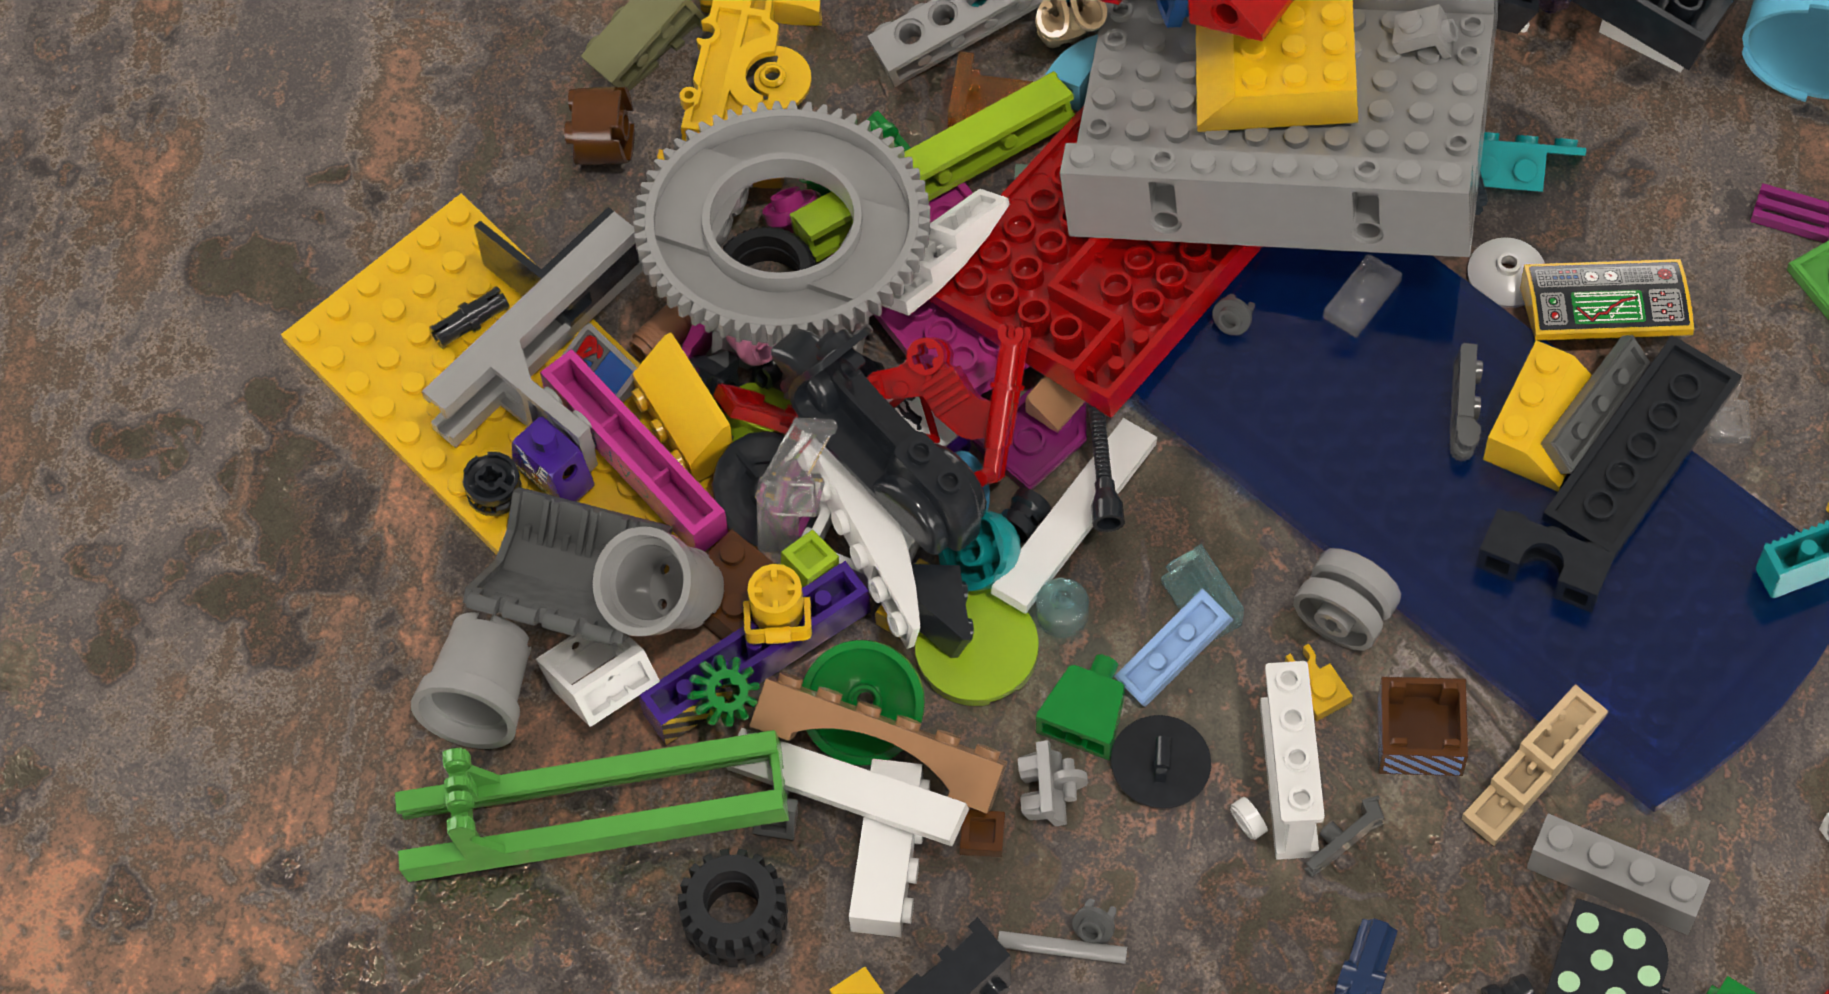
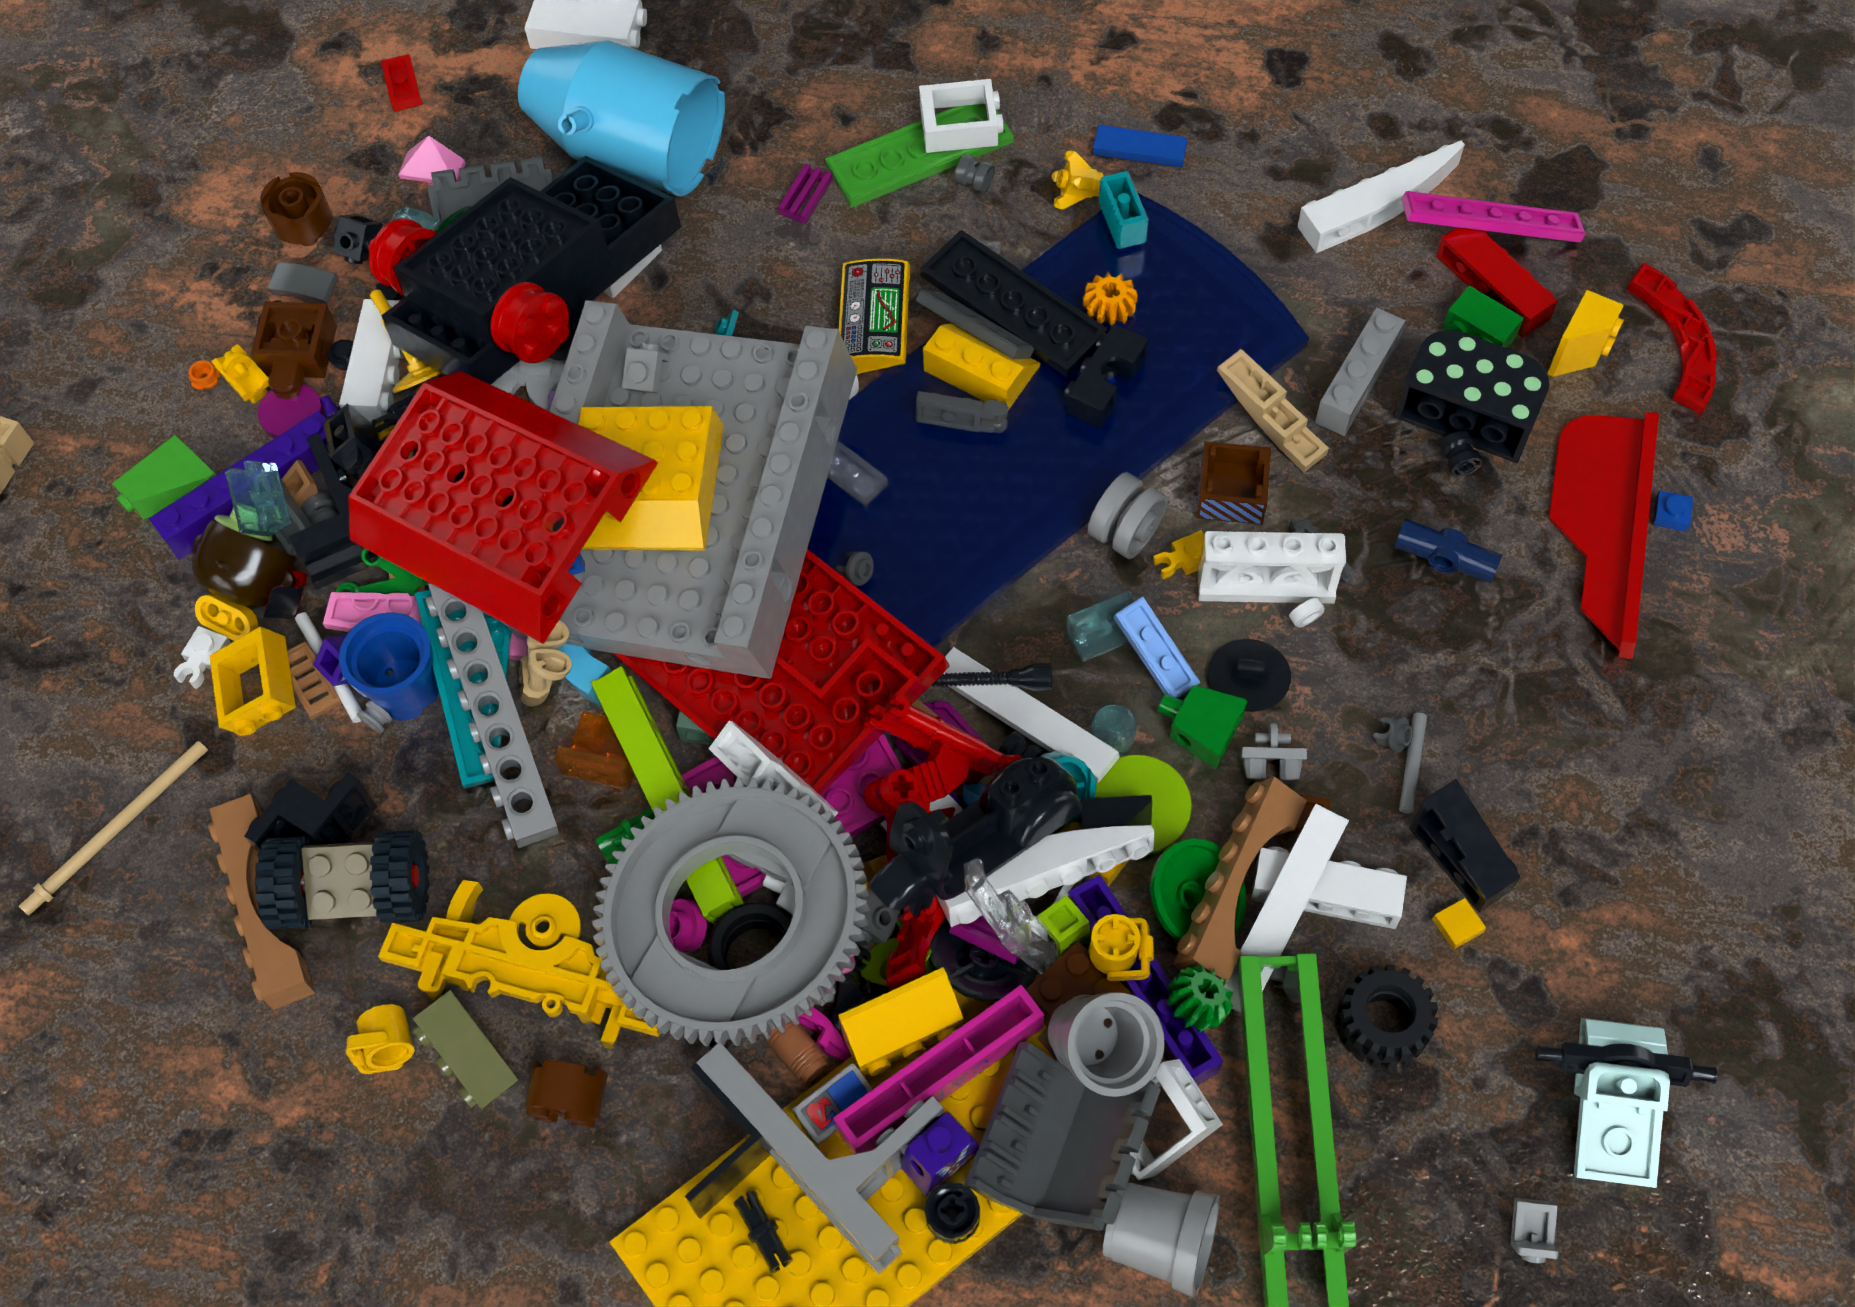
camera: 85 degrees left, 0 degrees up
(1667, 542) = (1110, 299): none -> light orange gear

